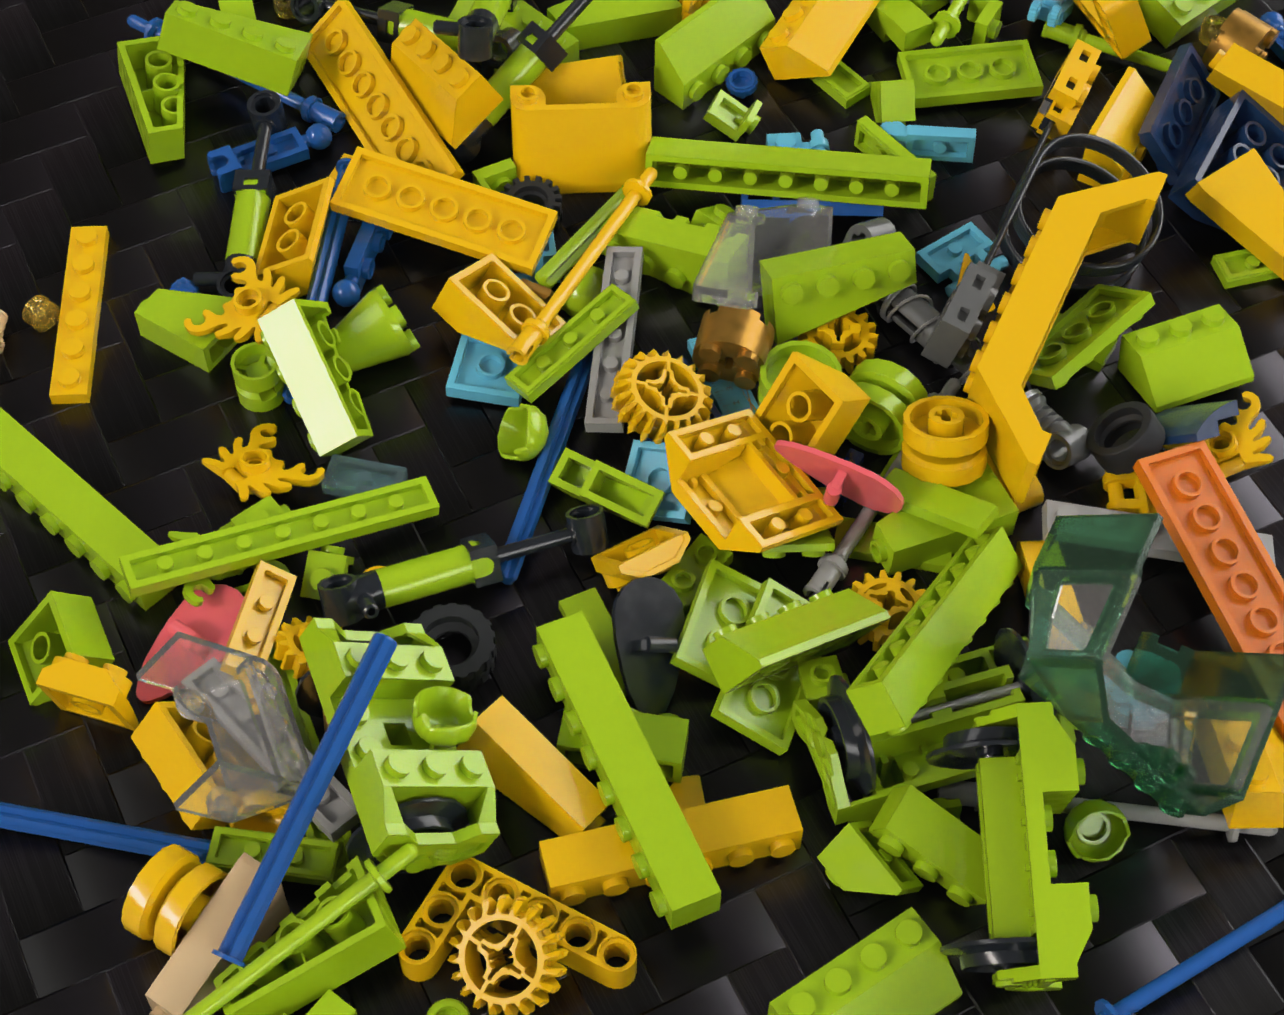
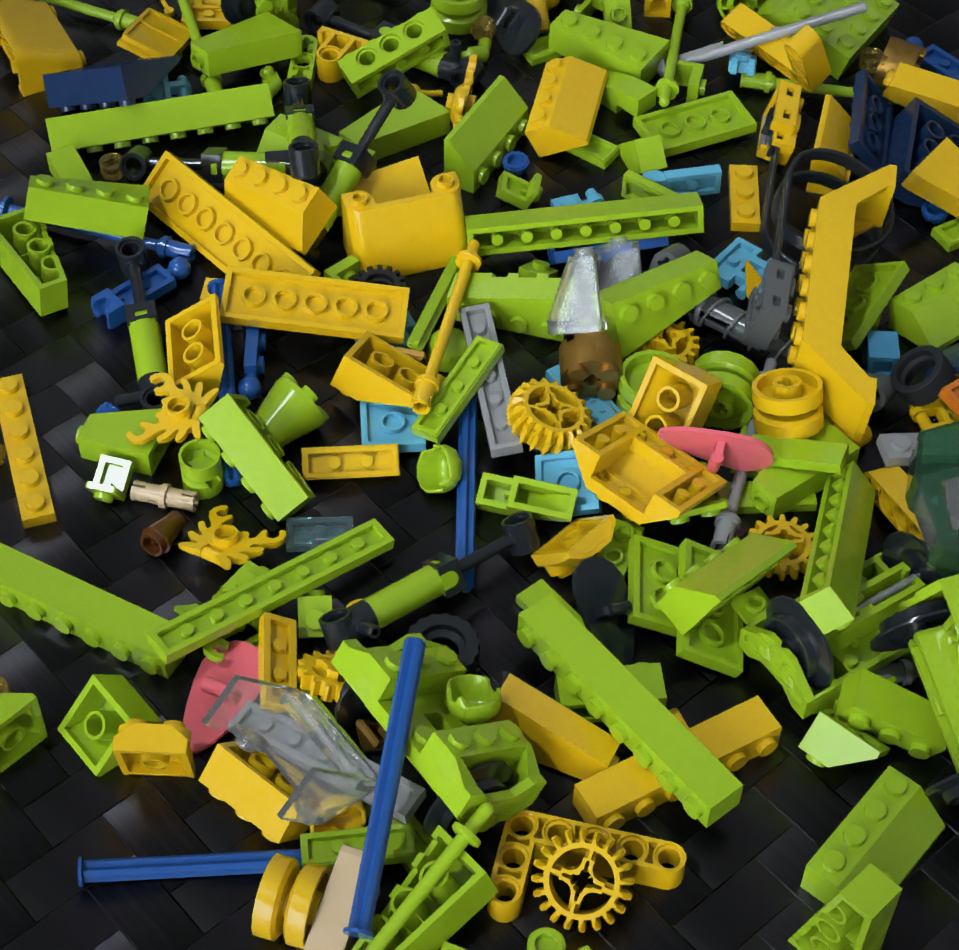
camera: 15 degrees left, 5 degrees down
(159, 368) = (111, 479): none -> bracket
(192, 443) = (161, 535): none -> reddish brown cone
(212, 399) = (164, 496): none -> tan pin
(428, 403) = (350, 461): none -> yellow tile
(997, 174) = (744, 198): none -> yellow plate
(1090, 397) = (880, 351): none -> dark azure brick
(1219, 238) = (933, 214): none -> blue piece

